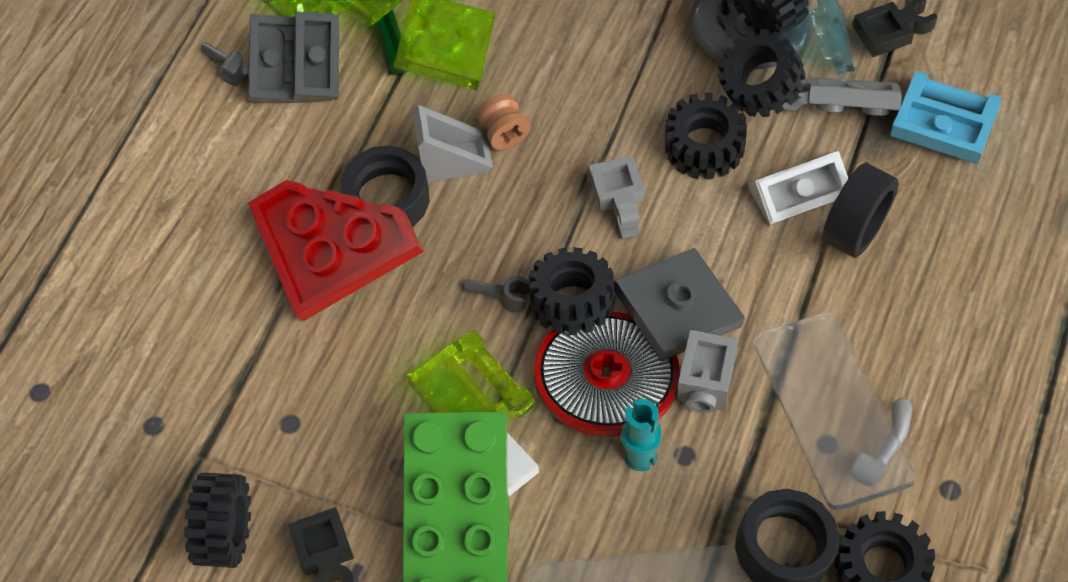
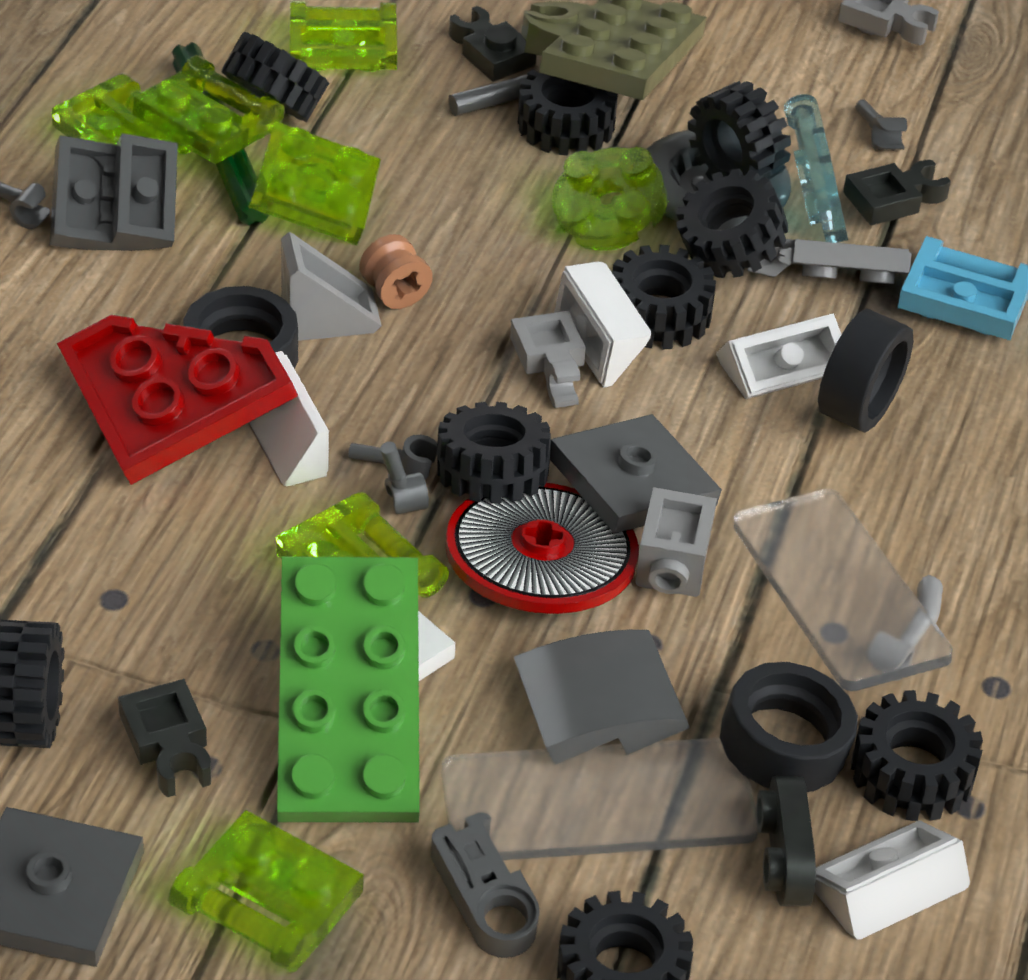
camera: 10 degrees left, 15 degrees down
(423, 276) = (294, 435): none -> white slope
(506, 323) = (407, 490): none -> dark grey hand
(641, 434) = (595, 595): teal pin -> none
(645, 511) = (600, 691): none -> dark grey slope
(658, 162) = (604, 319): none -> white slope
(661, 22) = (605, 171): none -> clear neon green plate

